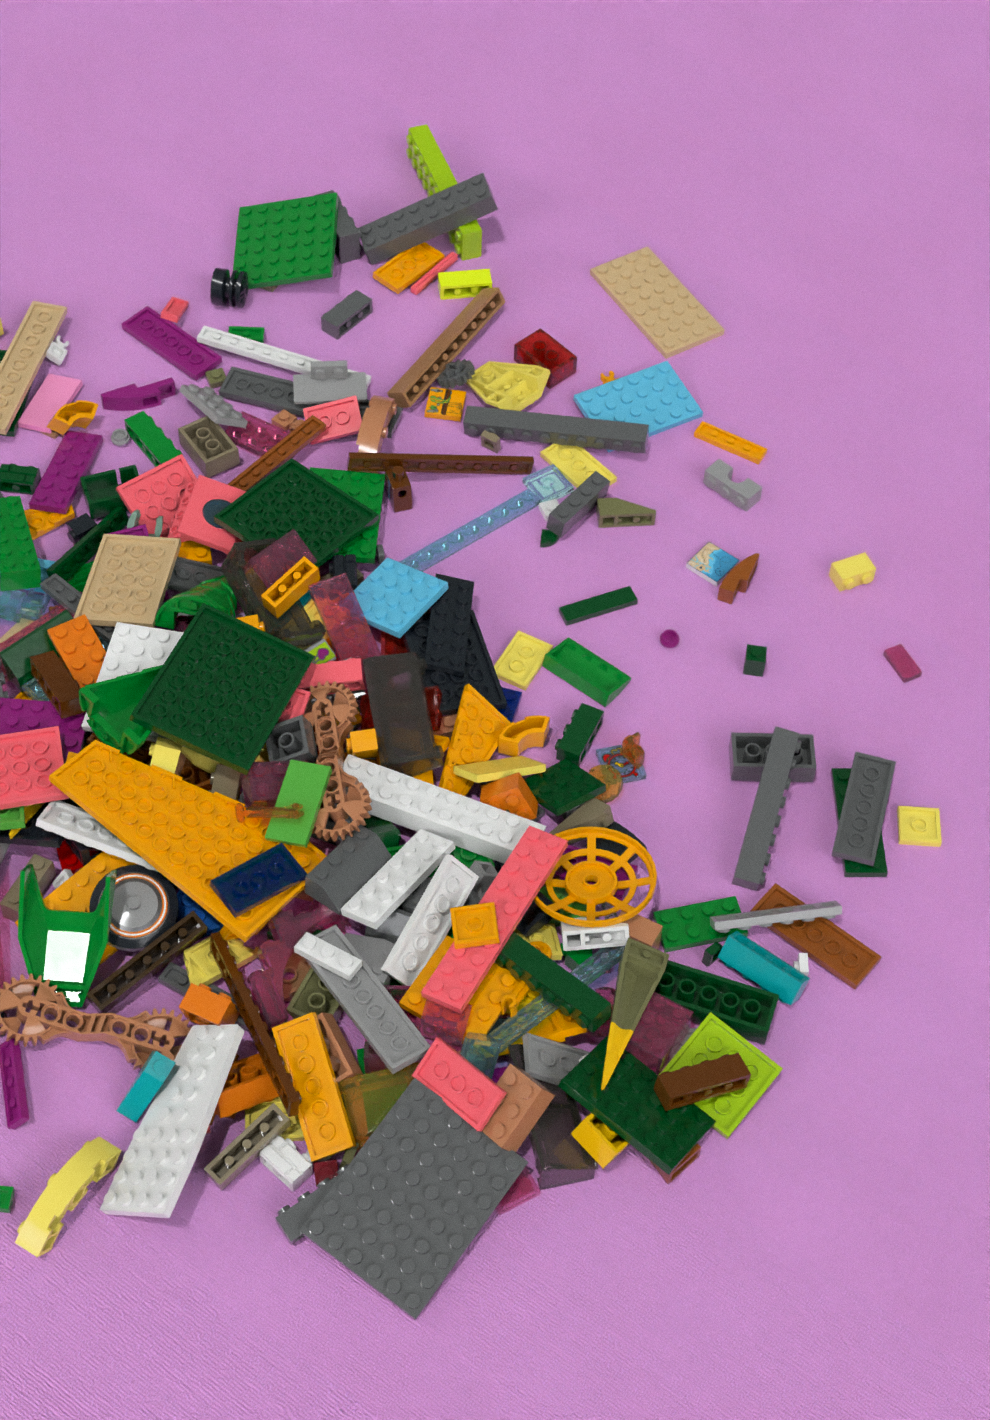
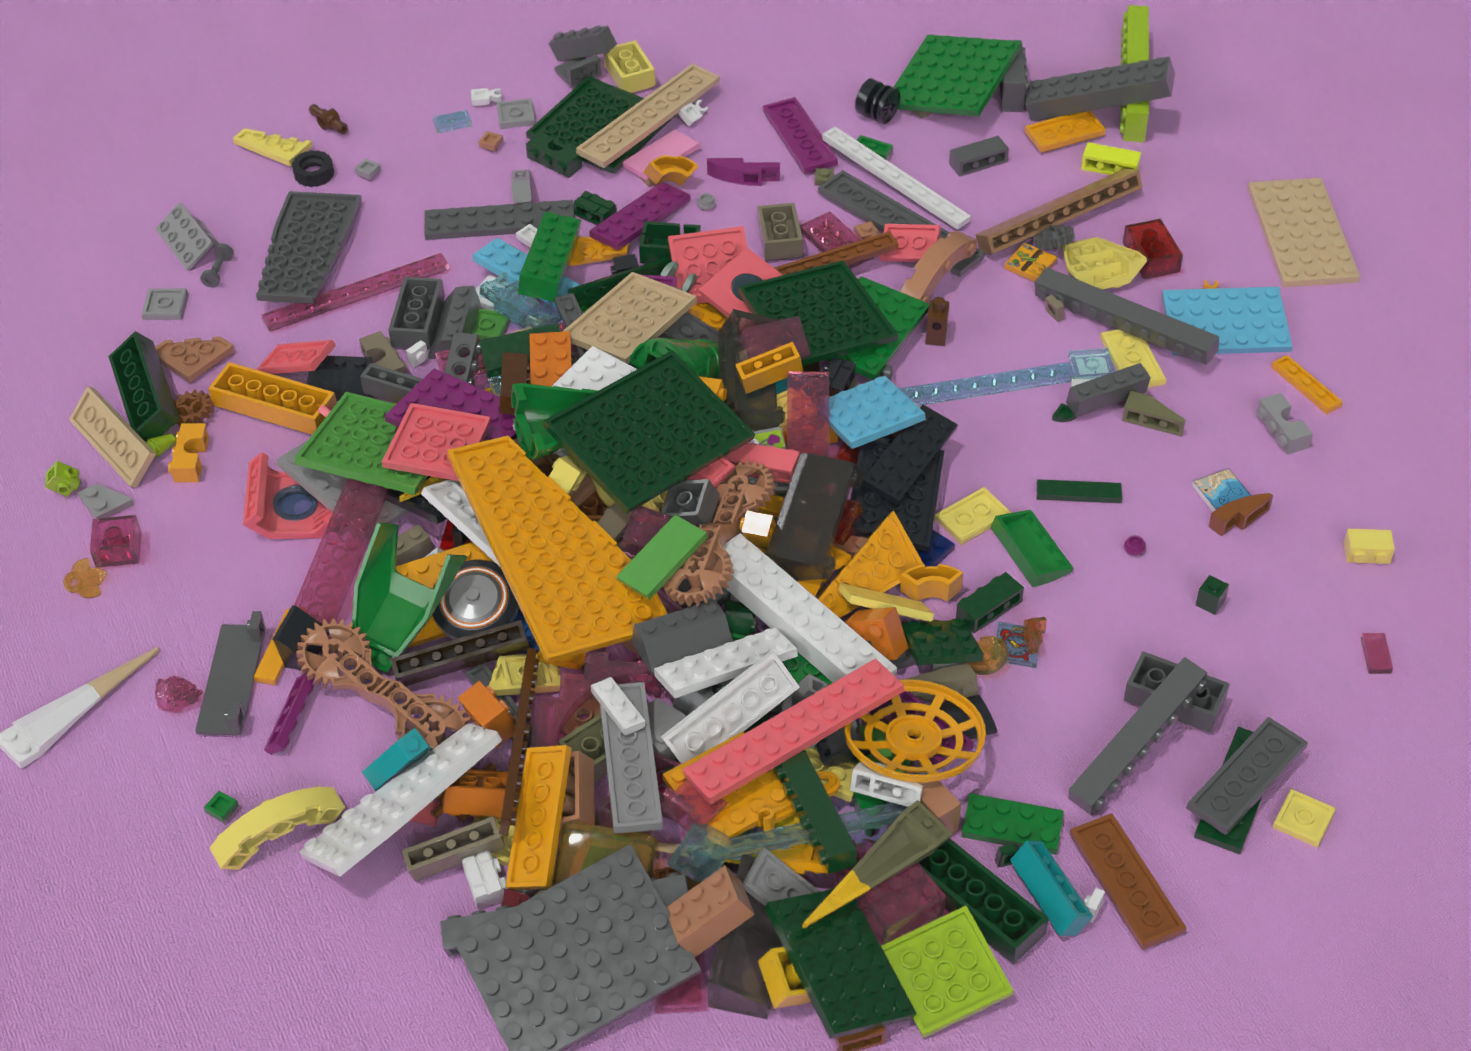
camera: 30 degrees right, 5 degrees down
(150, 439) = (732, 208): green brick -> none
(174, 309) = (818, 107): coral tile -> none
(213, 405) = (802, 197): light grey plate -> none
(258, 880) = (587, 611): clear blue plate -> none
(259, 810) = (625, 551): clear orange piece -> none
(329, 383) = (923, 207): light grey bracket -> none
(432, 274) = (1079, 146): coral axle -> none
(440, 463) = (991, 311): reddish brown plate -> none
(459, 1084) = (668, 866): coral tile -> none
(474, 925) = (765, 727): light orange tile -> none
(701, 1081) = (916, 965): reddish brown brick -> none
(766, 917) = (1100, 845): light grey plate -> none

